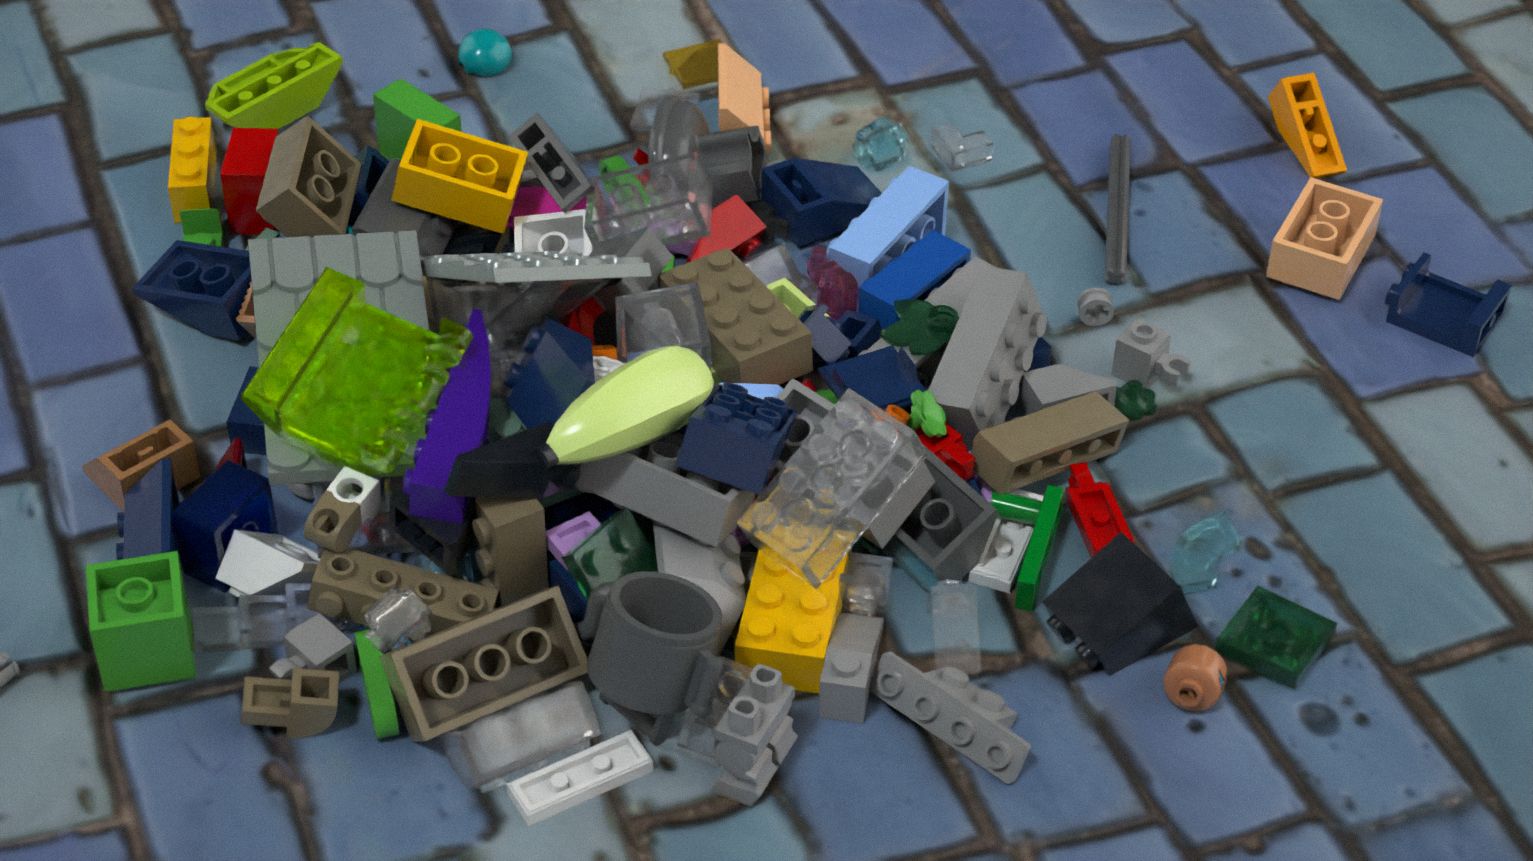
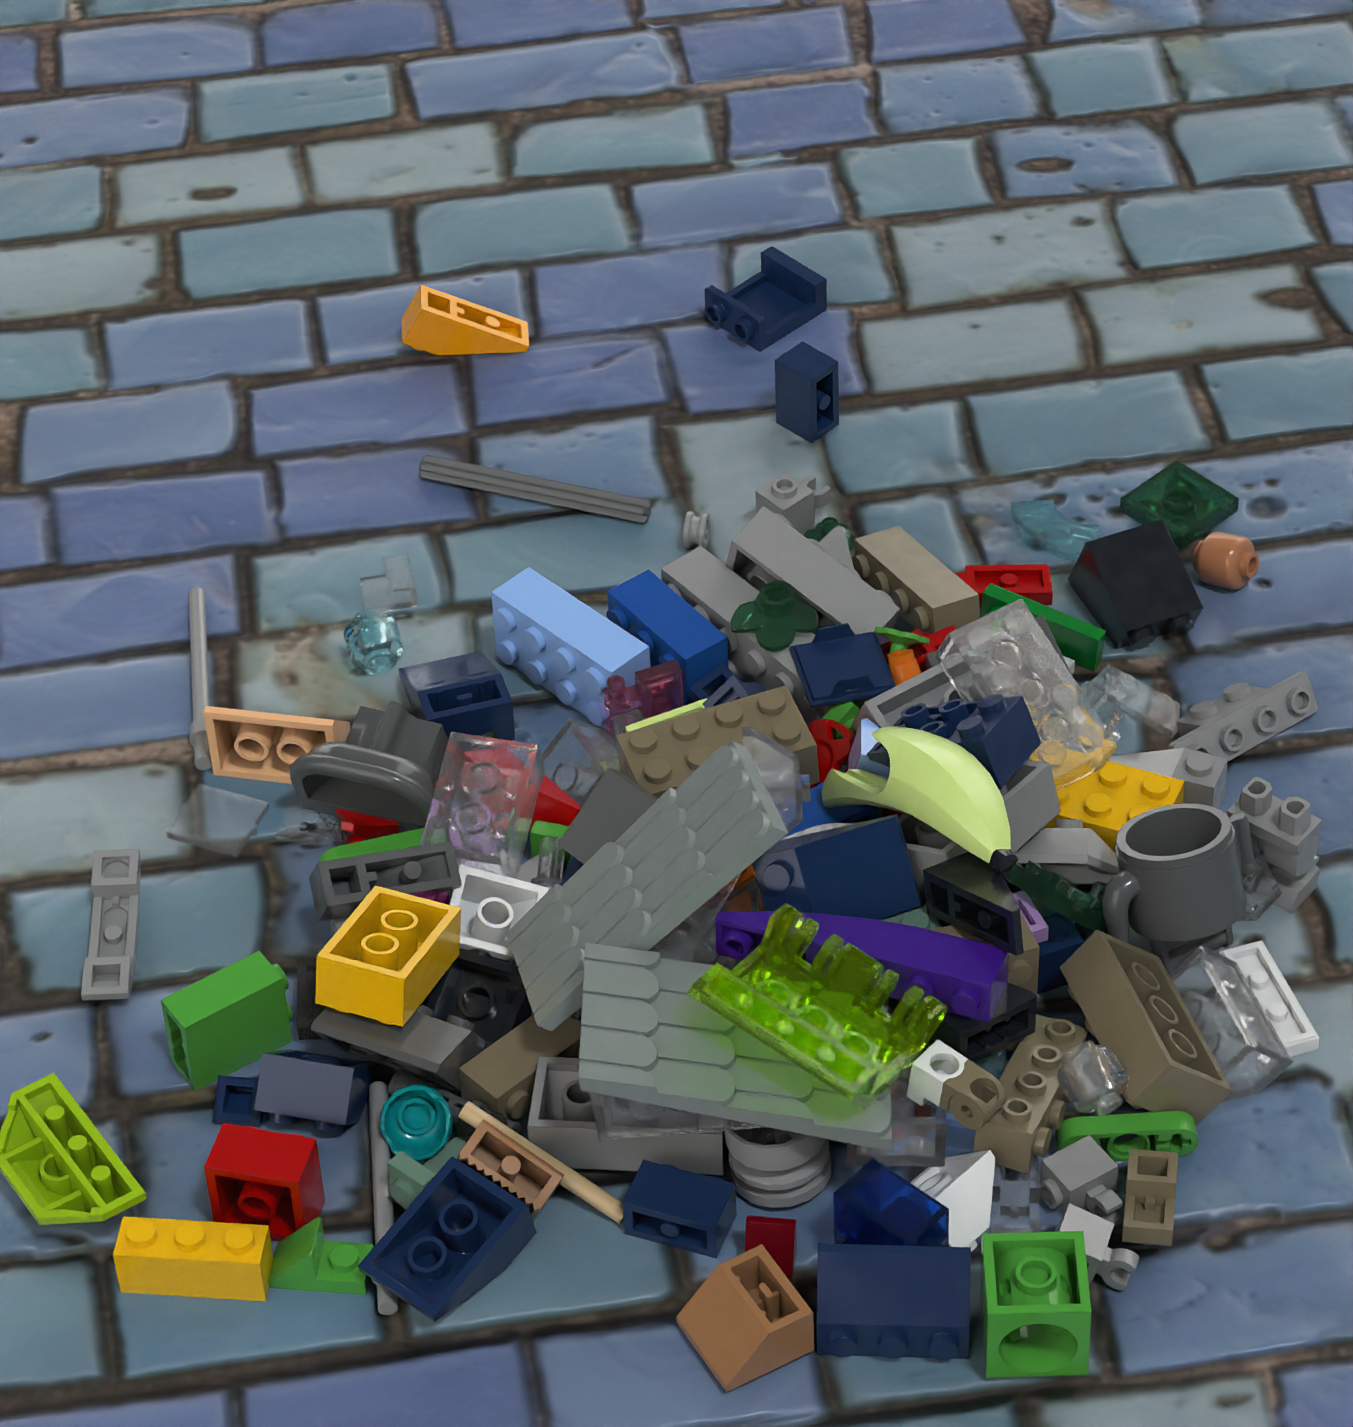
camera: 75 degrees left, 0 degrees up
(225, 659) = (1099, 1257): none -> light grey brick
(308, 183) = (344, 1106): dark tan brick -> none
(484, 52) = (42, 965): teal hair -> none
(524, 82) = (114, 925): none -> light grey slope
(694, 64) = (136, 777): clear yellow piece -> none
(839, 67) = (200, 677): none -> light grey bar
(1301, 336) = (807, 392): none -> dark blue brick
(1324, 238) = (655, 349): light nougat brick -> none

